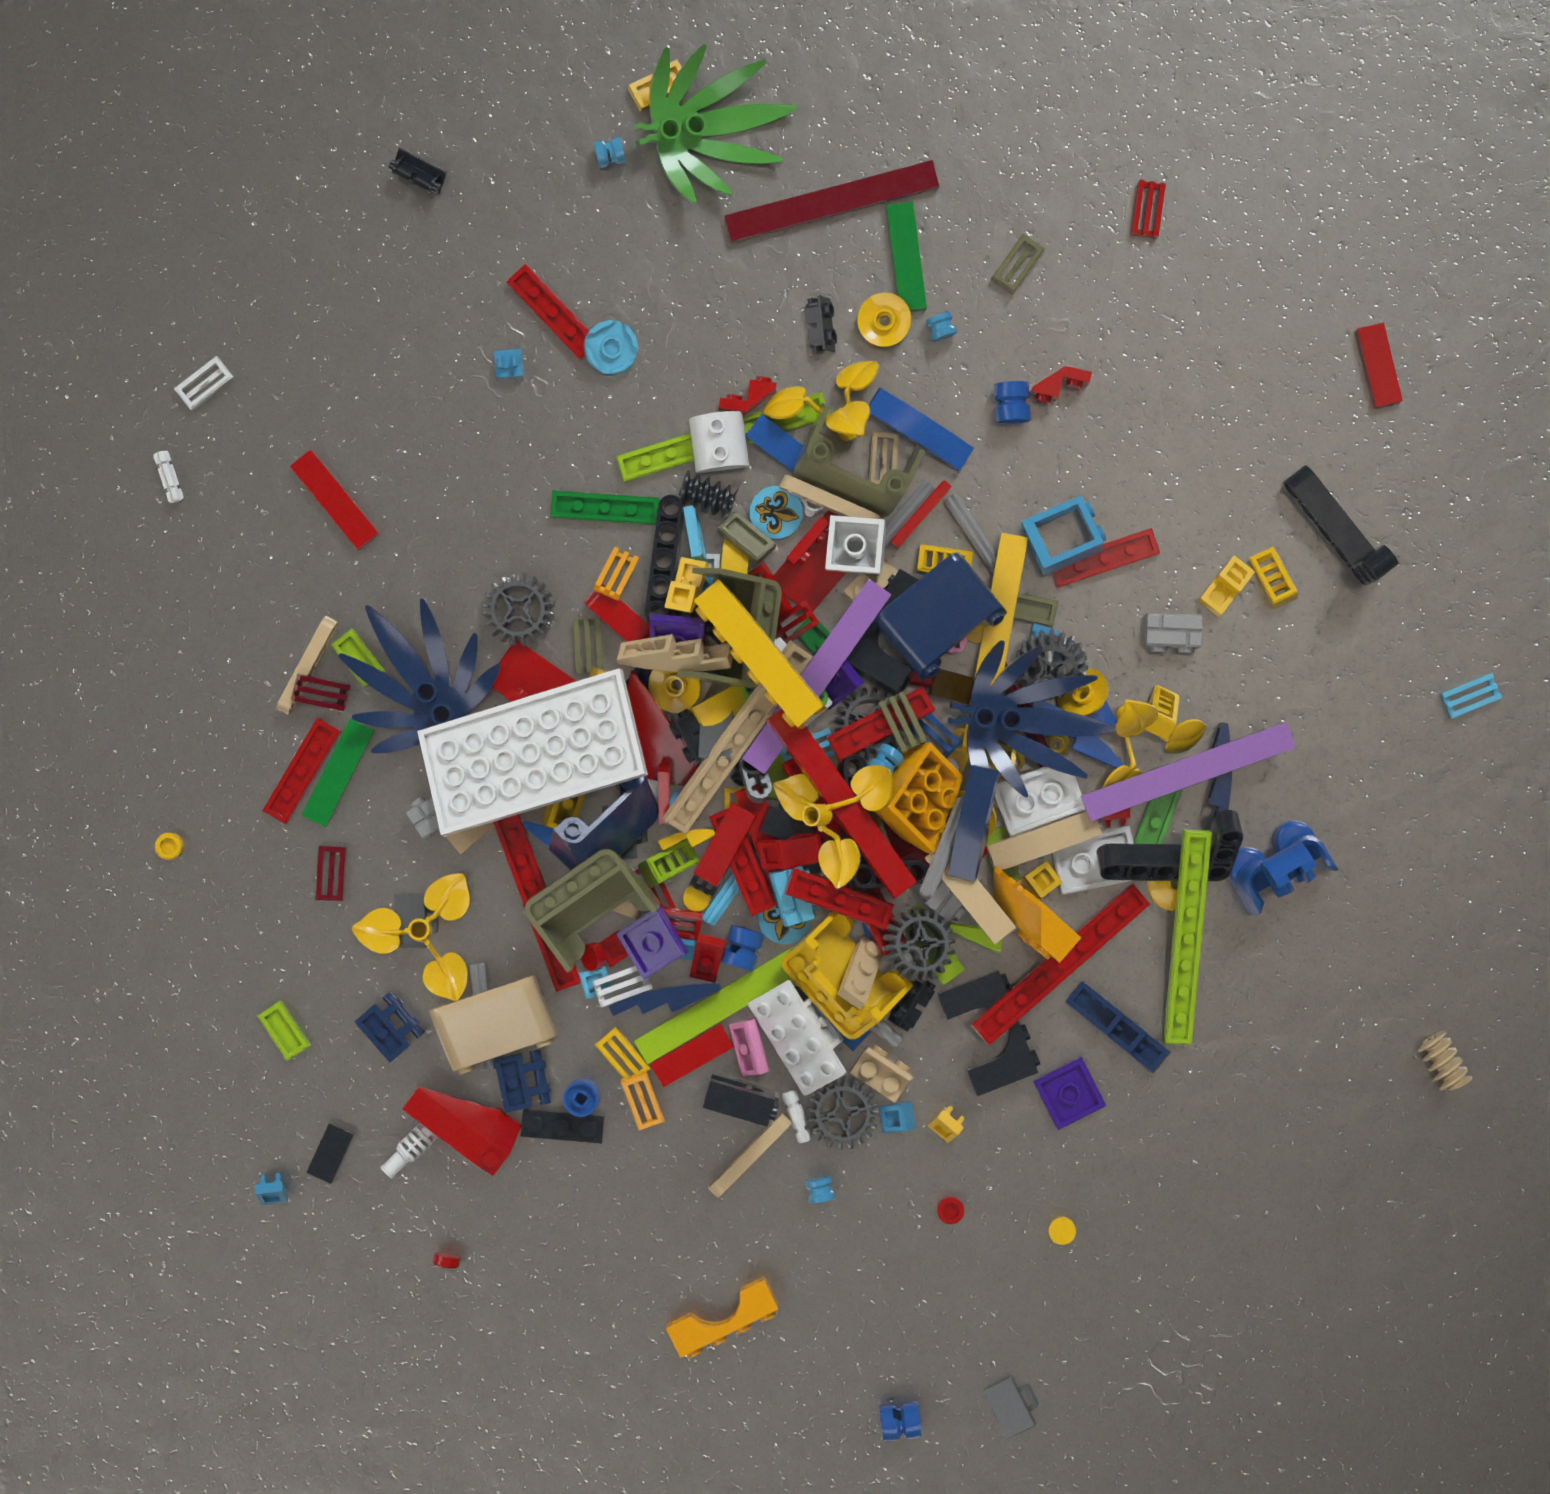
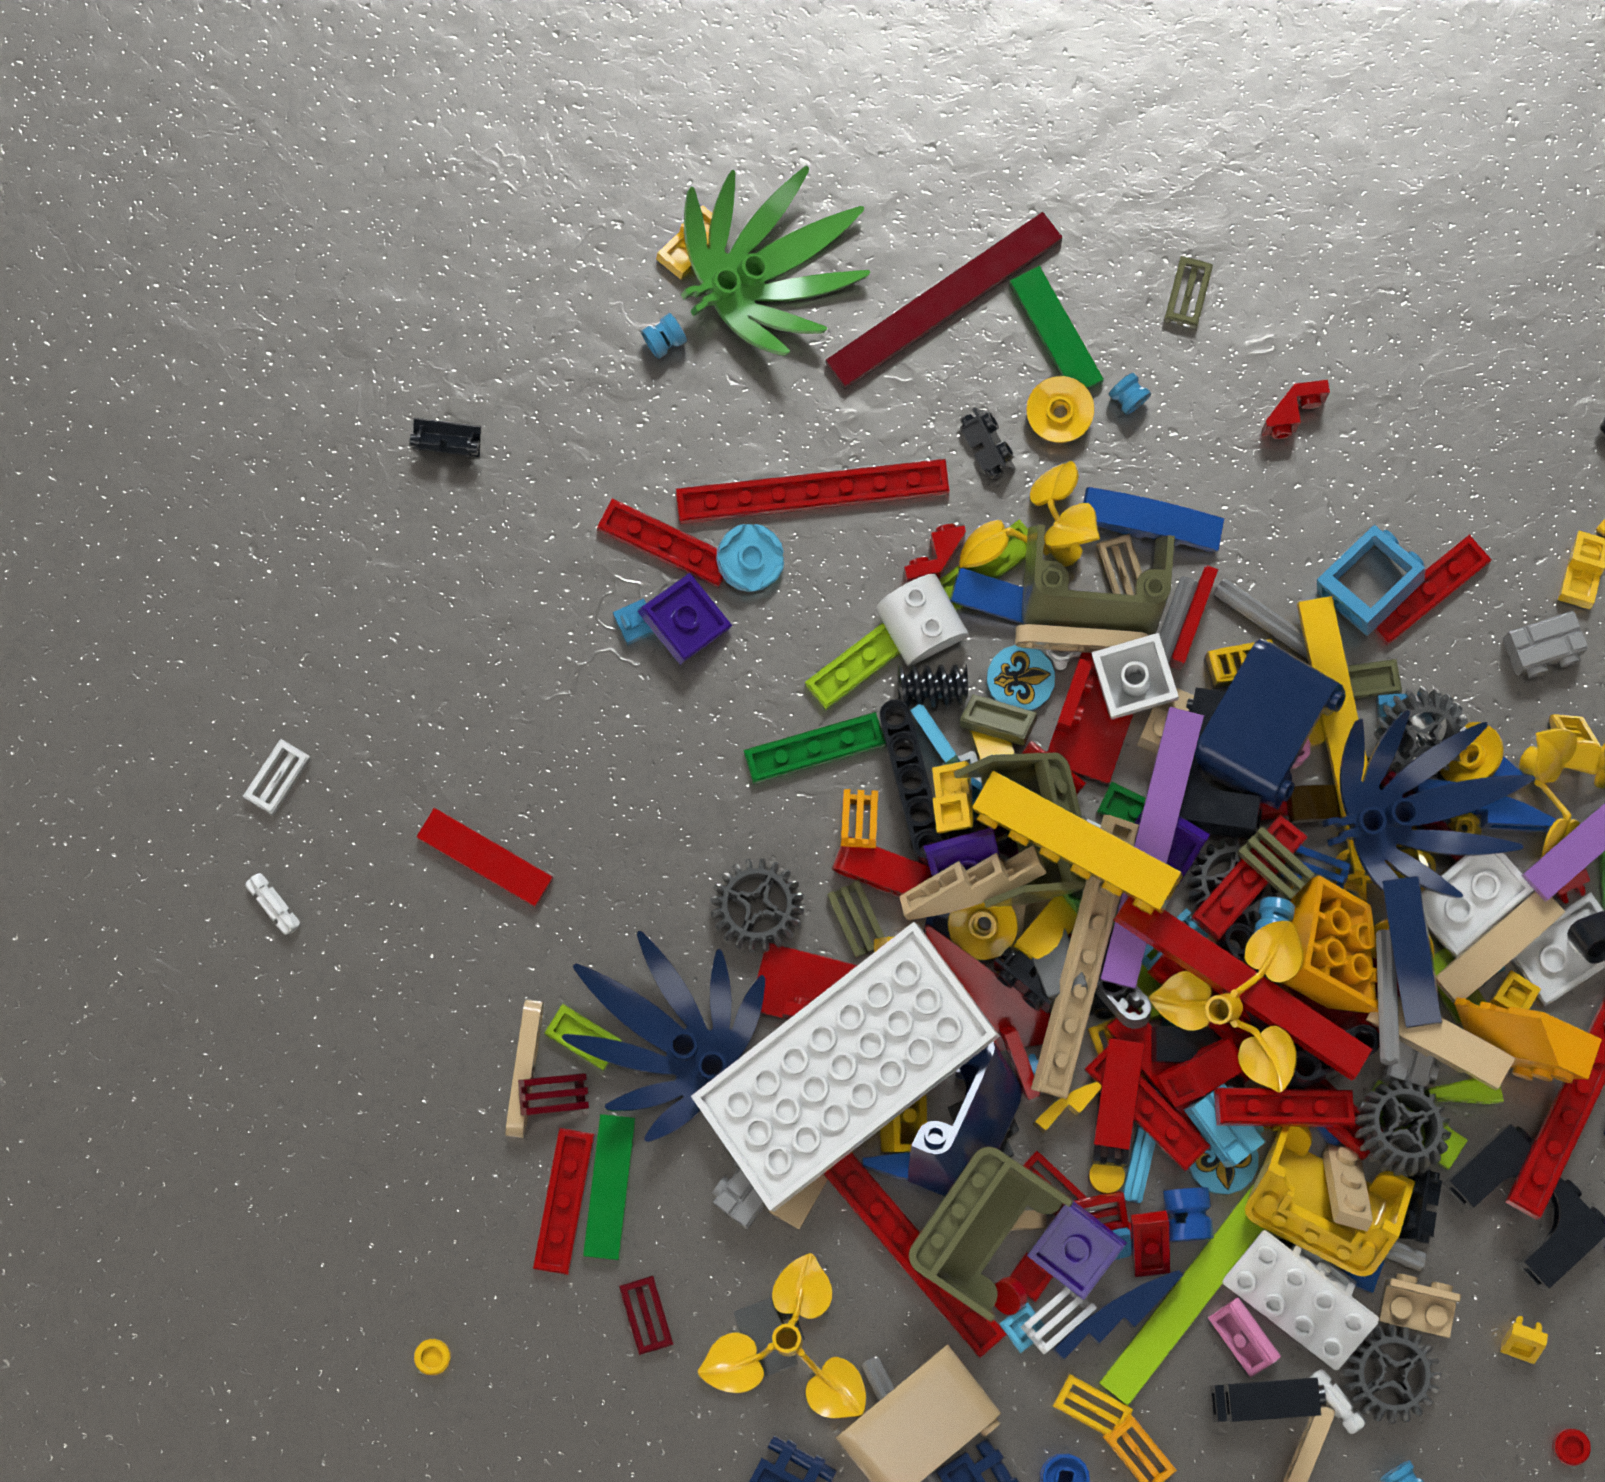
camera: 20 degrees left, 10 degrees down
(544, 376) = (684, 618): none -> dark purple tile
(653, 870) = (1044, 1161): lime slope -> none
(676, 313) = (812, 491): none -> red tile
(692, 1055) = (1177, 1373): red tile -> none
(781, 632) = (1110, 778): red tile -> none
(897, 1117) = (1459, 1356): dark azure slope -> none
(1012, 402) = (1248, 449): blue wheel -> none
(1151, 186) = (1307, 152): red tile -> none

